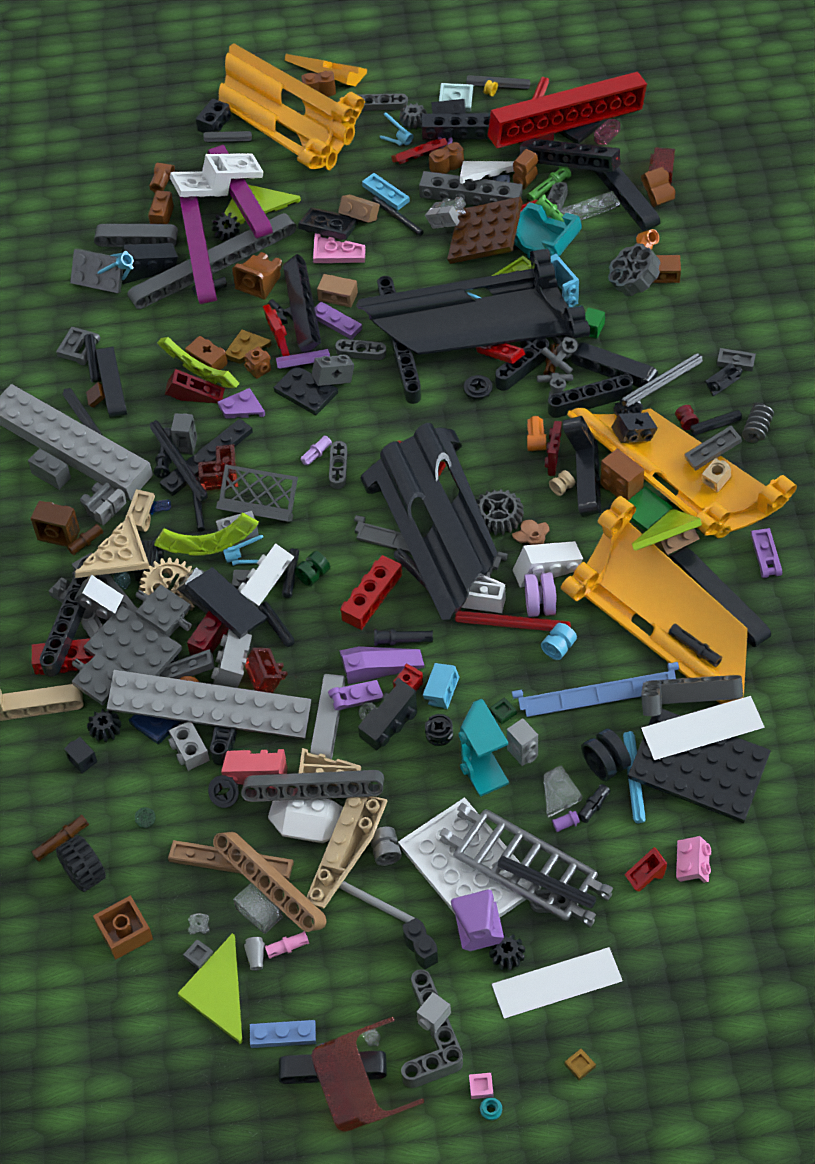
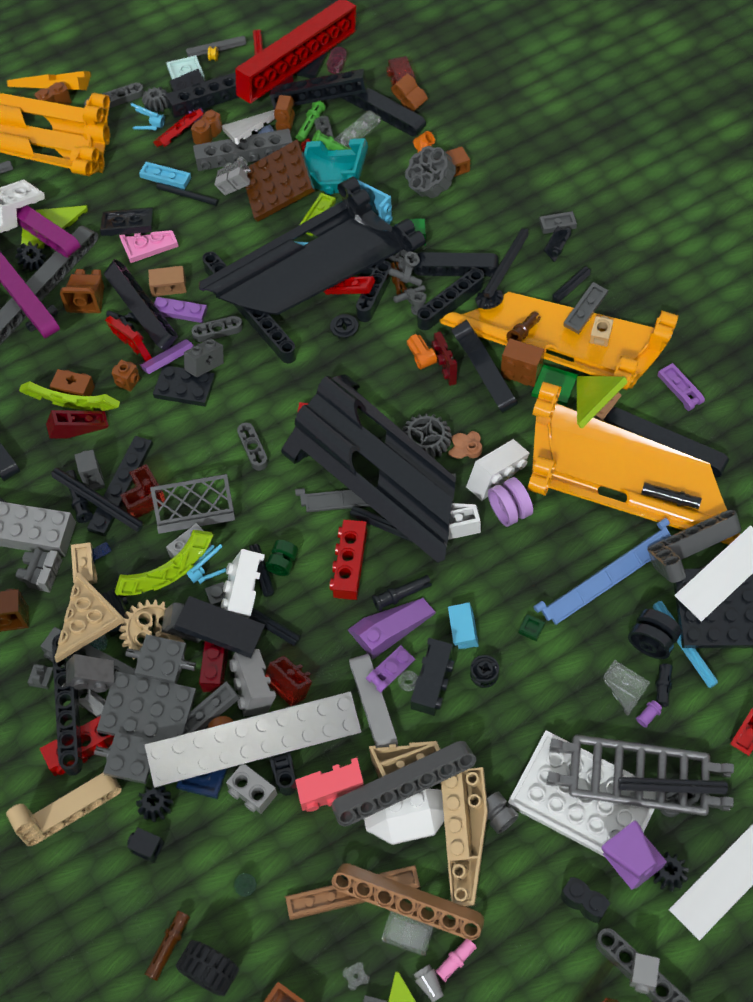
camera: 25 degrees left, 5 degrees up
(85, 539) = (39, 614): reddish brown pin -> none
(198, 513) = (140, 543): black bar -> none
(216, 786) = (311, 832): black gear -> none
(241, 405) = (129, 422): medium lavender wing -> none
(243, 344) = (103, 363): pearl gold wing -> none
(316, 450) = (224, 440): lavender axle -> none
(359, 208) = (149, 198): medium nougat brick -> none
(375, 902) = (521, 874): light grey bar -> none
(411, 677) = (429, 627): red brick -> none
(478, 739) = (546, 674): teal windscreen -> none
(507, 621) = (497, 536): red axle -> none
(522, 742) = (573, 653): light grey brick -> none
(558, 641) = (548, 540): medium azure wheel -> none
(561, 483) = (469, 387): tan wheel -> none
(634, 427) = (508, 314): black brick -> none
(636, 446) = (521, 330): none -> reddish brown pin
(686, 417) = (544, 288): dark red wheel -> none
(757, 423) = (609, 271): dark grey piece -> none

